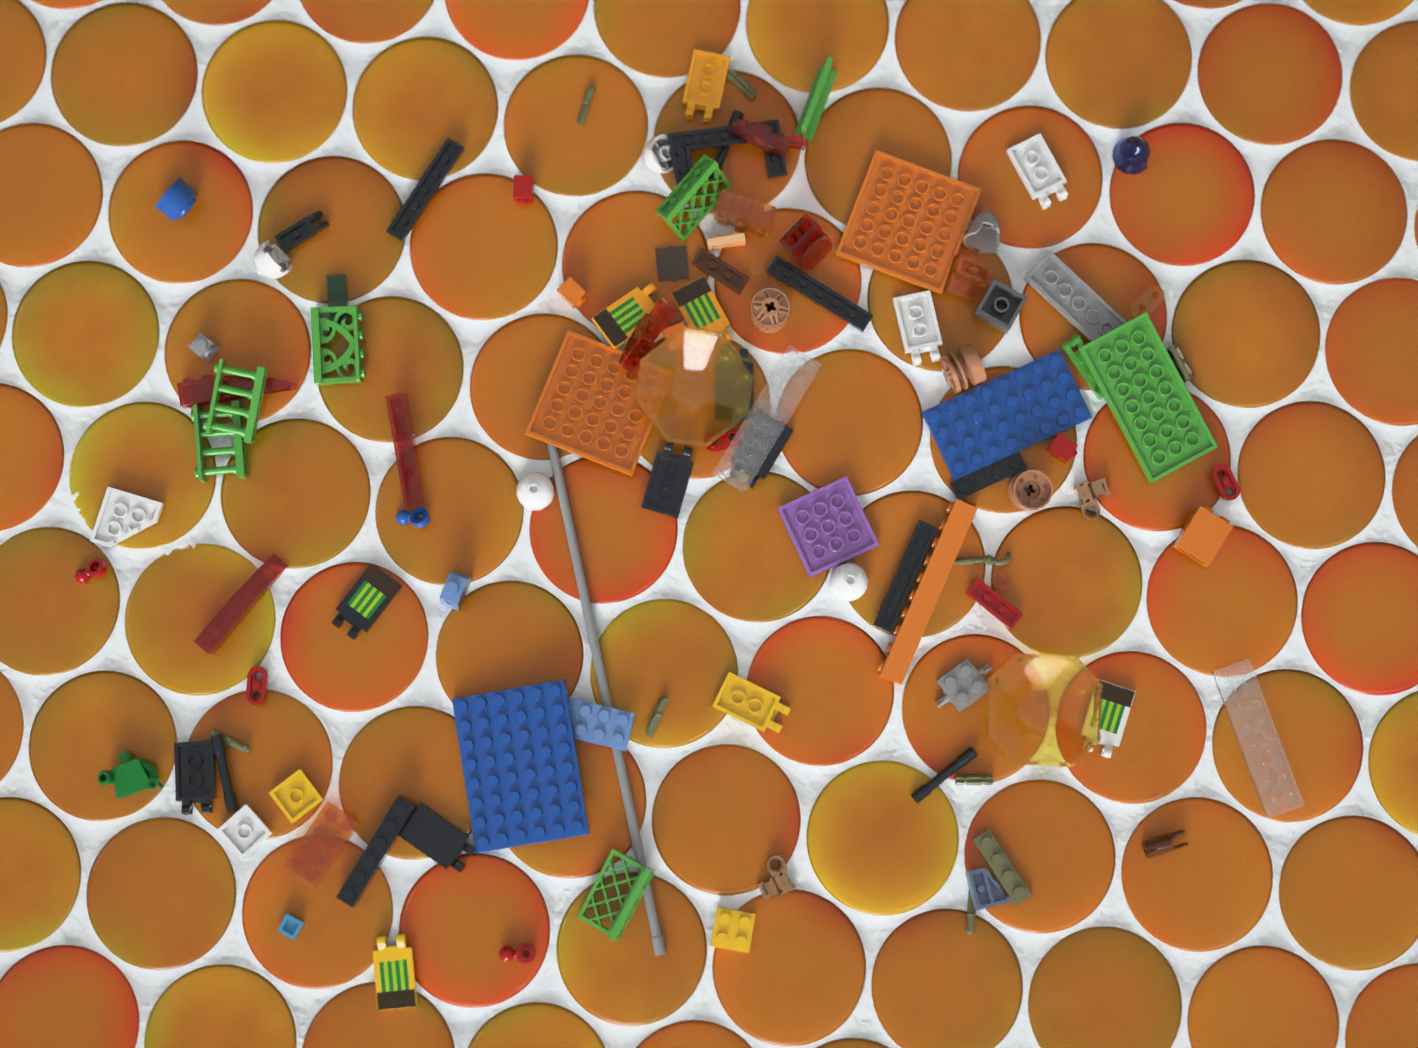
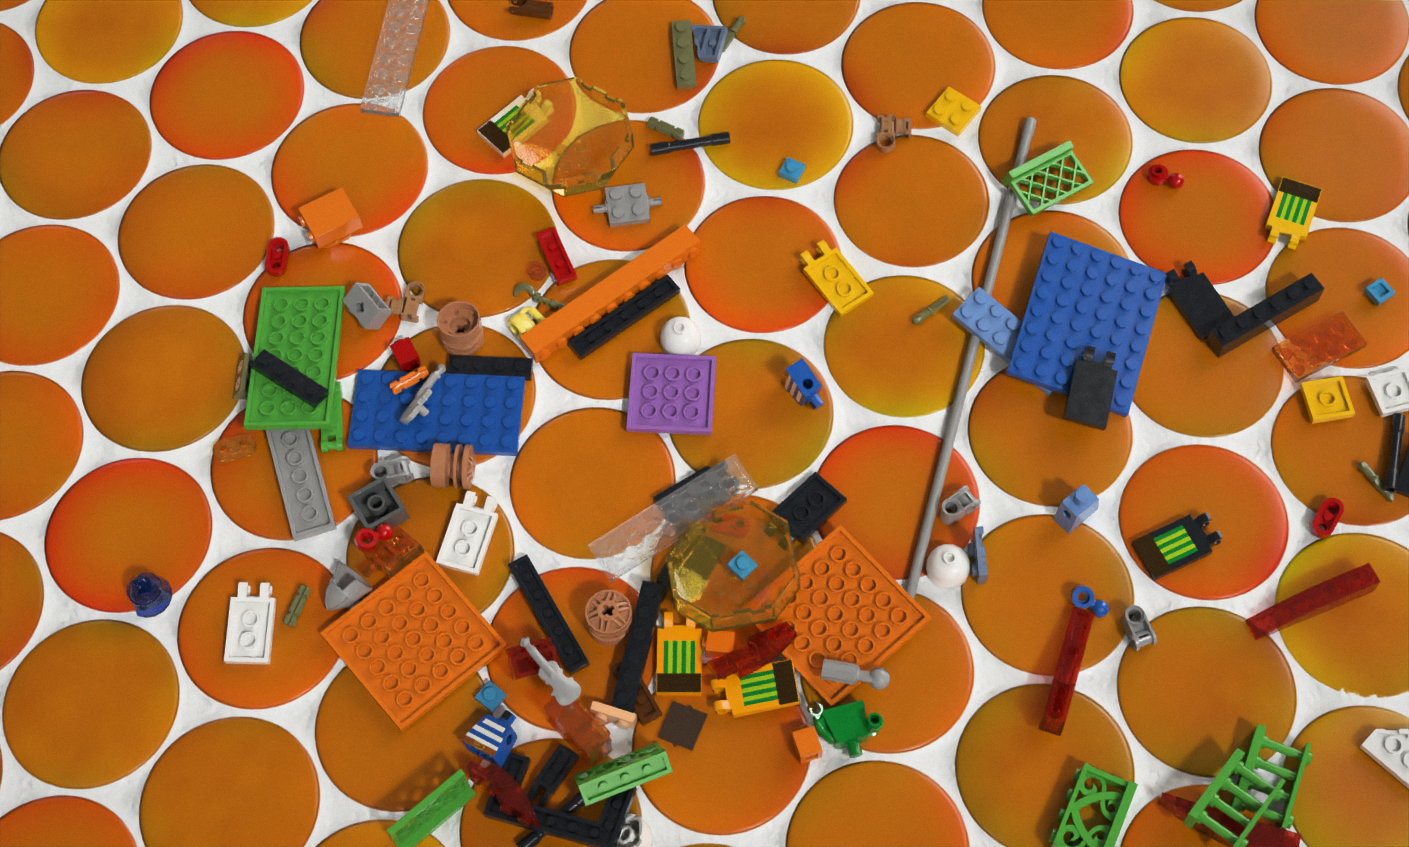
camera: 150 degrees left, 20 degrees down
(364, 510) = (1139, 632): none -> light grey piece
(488, 697) = (1091, 390): none -> black tile
(510, 500) = (978, 552): none -> sand blue wing
(549, 320) = (846, 725): none -> green torso
(549, 547) = (961, 503): none -> light grey piece
(562, 357) = (851, 674): none -> light grey piece
(691, 402) = (742, 566): none -> dark azure plate
(731, 587) = (802, 384): none -> blue torso
(736, 300) = (638, 646): none -> black plate
(745, 175) = (553, 774): none -> black hinge
(766, 225) = (564, 688): none -> light grey piece
(803, 176) = (492, 738): none -> torso
(826, 211) = (490, 696): none -> dark azure plate
(842, 794) = (792, 170): none -> dark azure plate
(981, 285) = (383, 532): none -> red plate
(985, 526) = (521, 323): none -> light yellow piece
(1006, 346) = (393, 472): none -> light grey piece
(1013, 201) = (297, 606): none -> olive axle
(1021, 404) = (421, 396): none -> light grey piece
(1043, 424) = (409, 379): none -> orange axle
(1119, 473) = (367, 306): none -> light grey brick
(1137, 370) = (289, 378): none -> black plate

